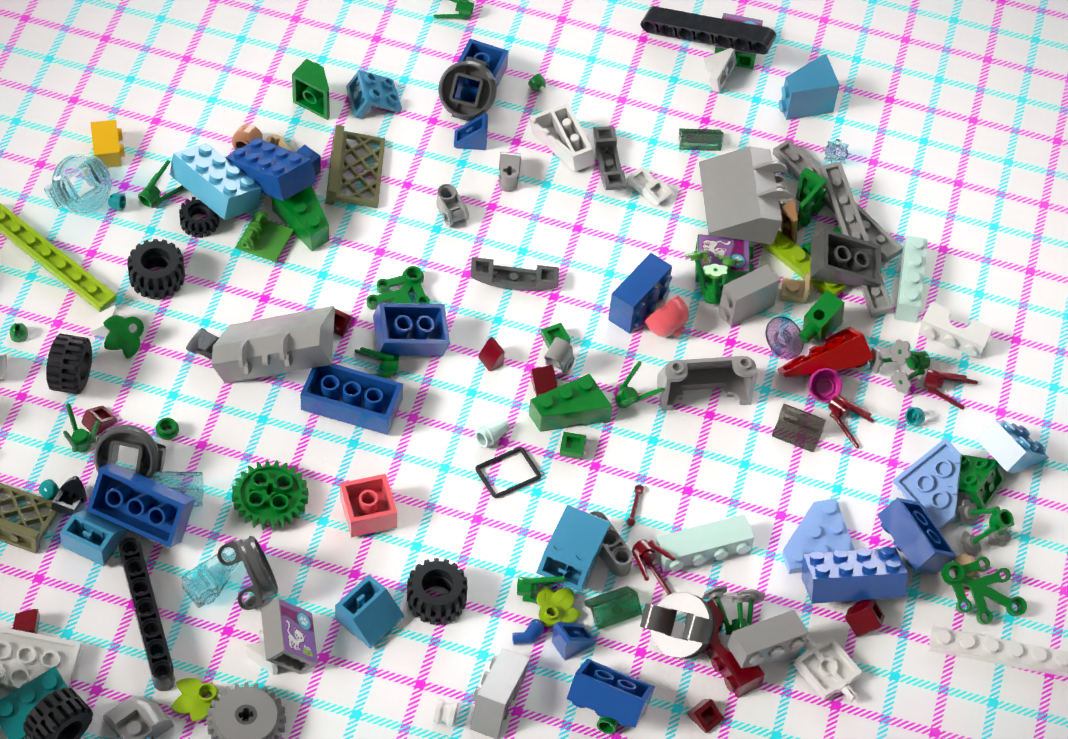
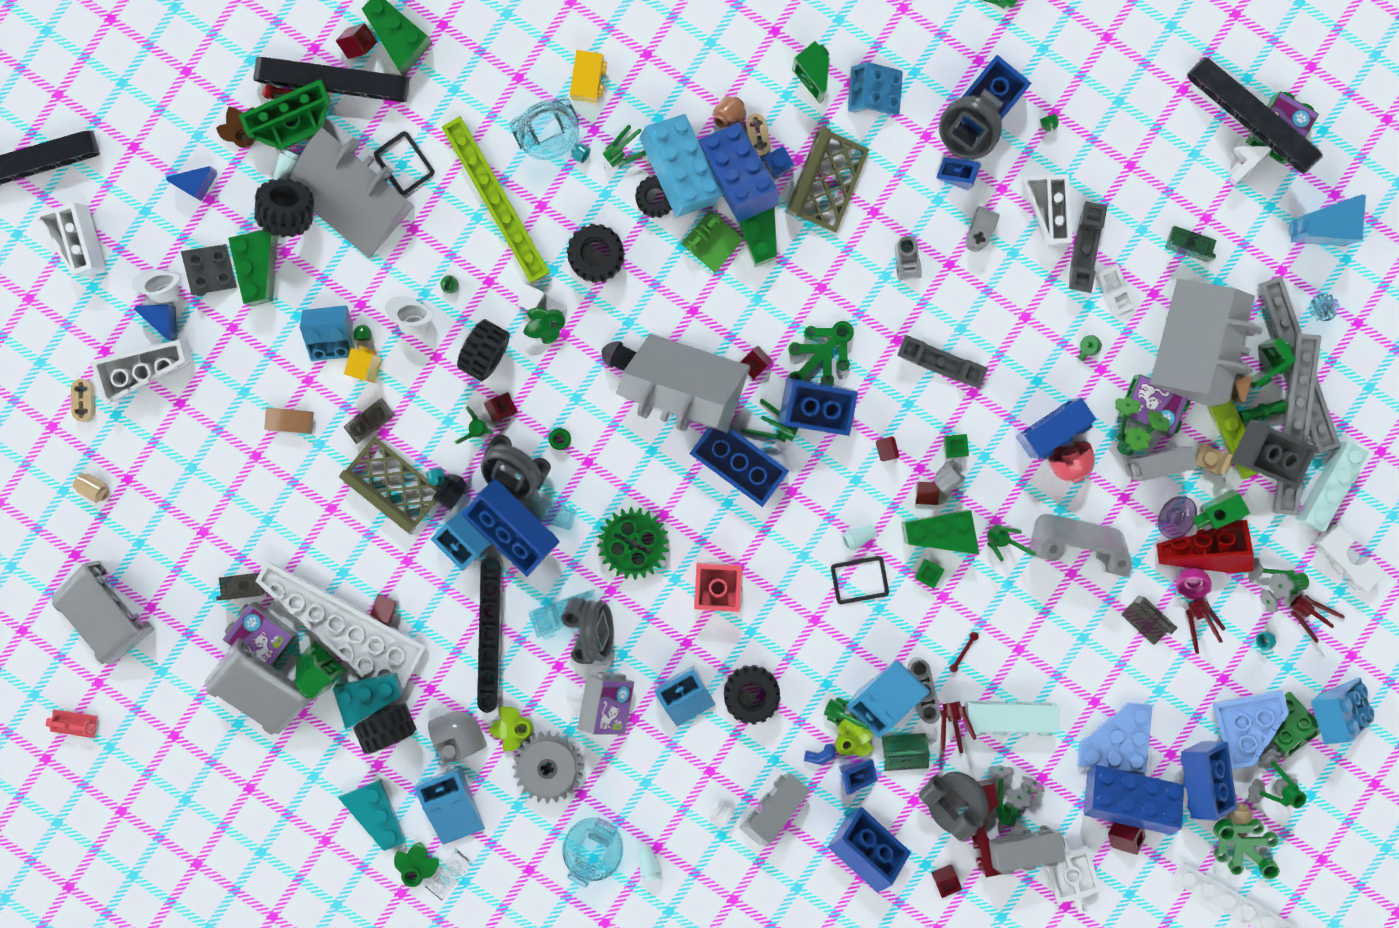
camera: 25 degrees right, 35 degrees up
(645, 231) = (1090, 346): none -> green piece

